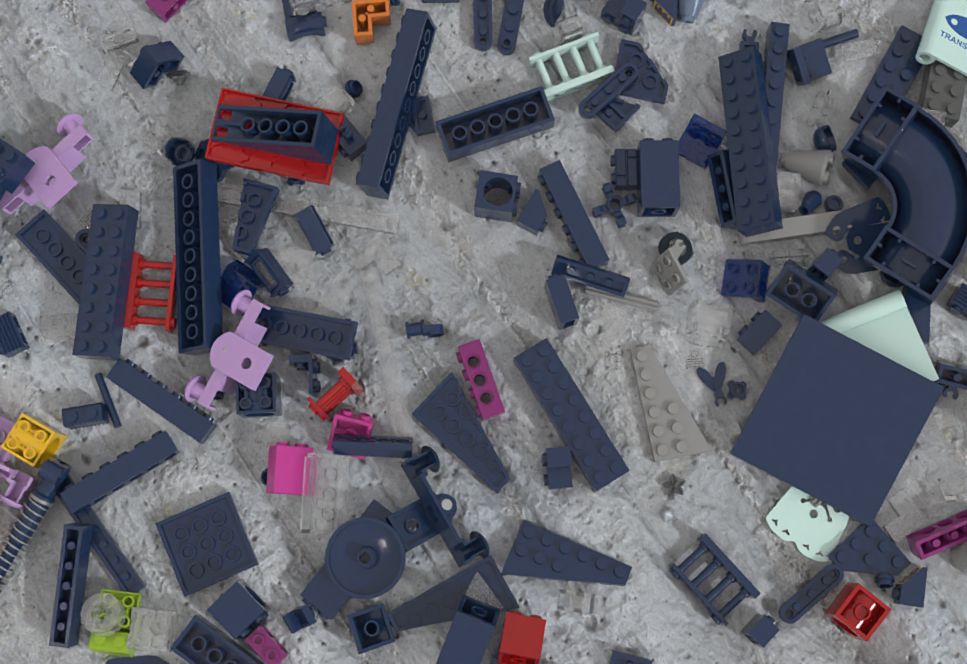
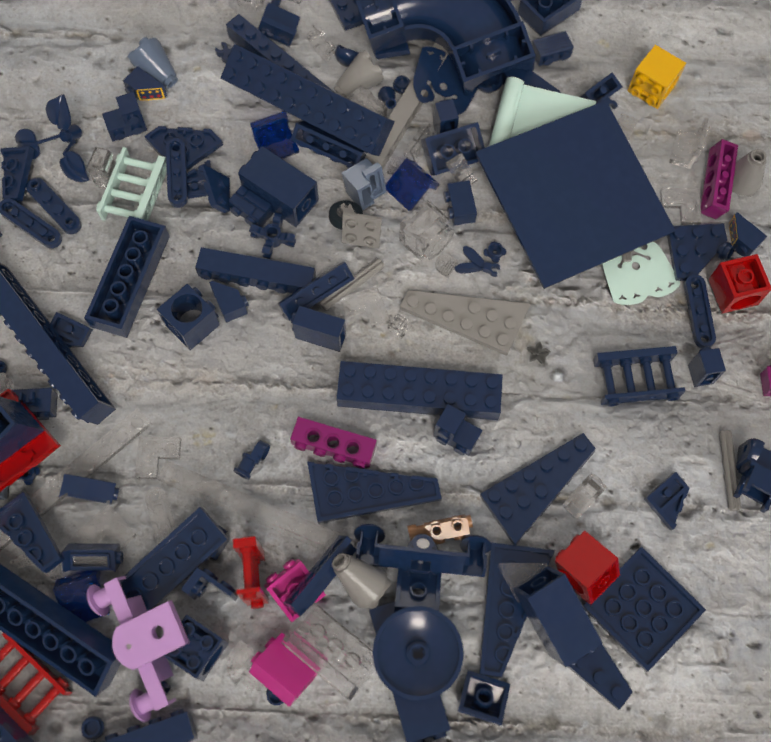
camera: 55 degrees left, 10 degrees down
(159, 367) = (92, 728): none -> dark blue plate
(389, 479) = (361, 580): none -> light grey cone
(474, 513) = (446, 528): none -> medium nougat brick
(619, 131) = (217, 188): none -> dark blue wing
(714, 243) = (364, 182): none -> sand blue plate
(785, 312) = (460, 169): none -> clear slope

